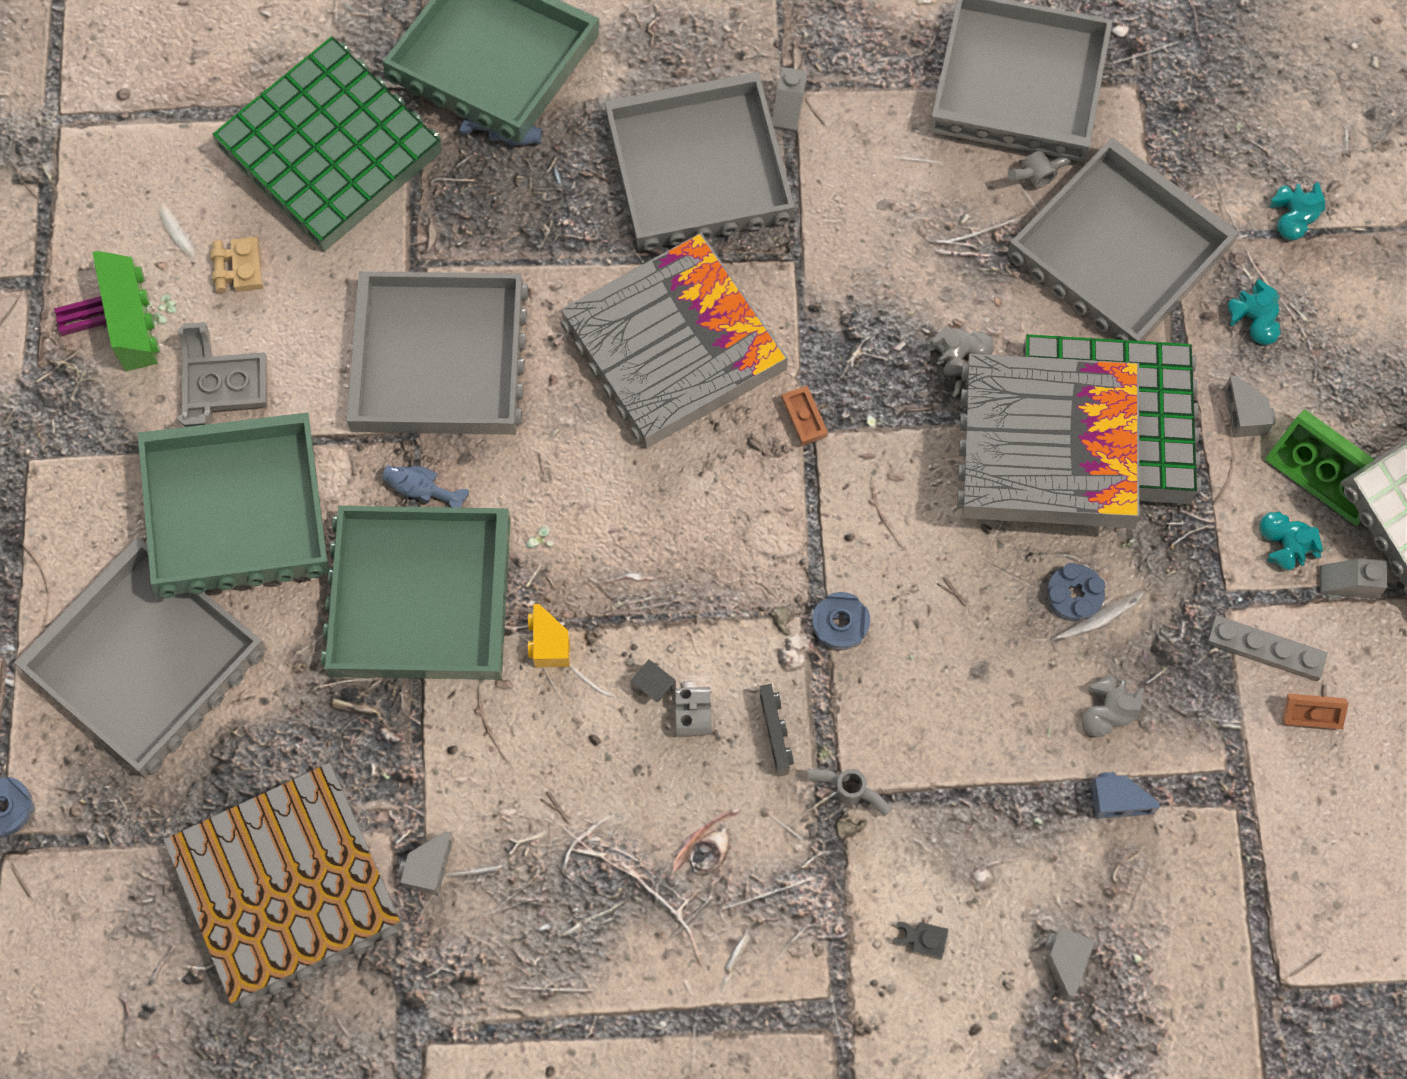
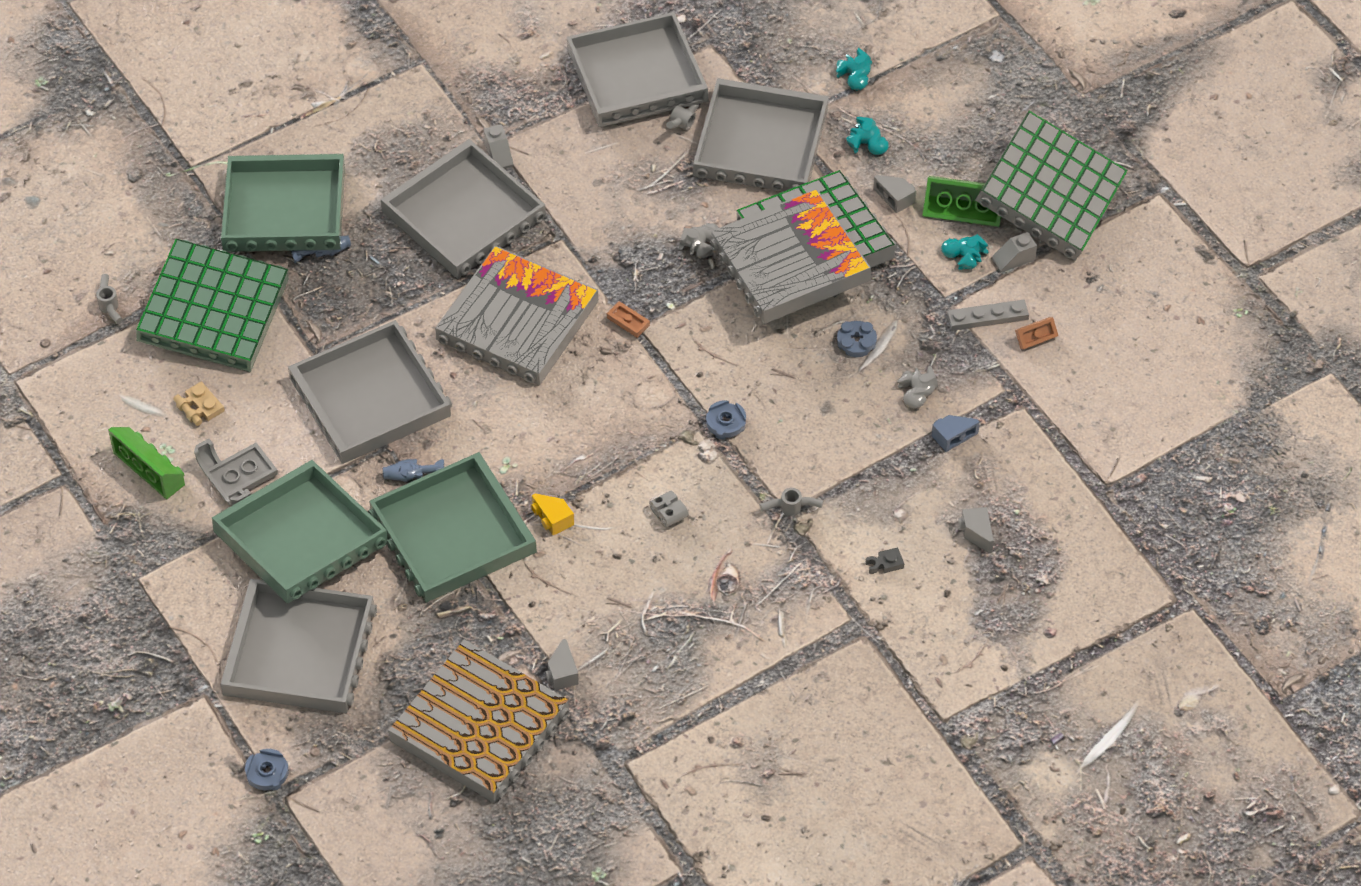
camera: 30 degrees left, 15 degrees down
(80, 310) = (114, 477): magenta tile -> none
(220, 74) = (108, 299): none -> light grey piece
(652, 681) = (633, 502): dark grey panel -> none
(776, 730) = (725, 494): dark grey plate -> none

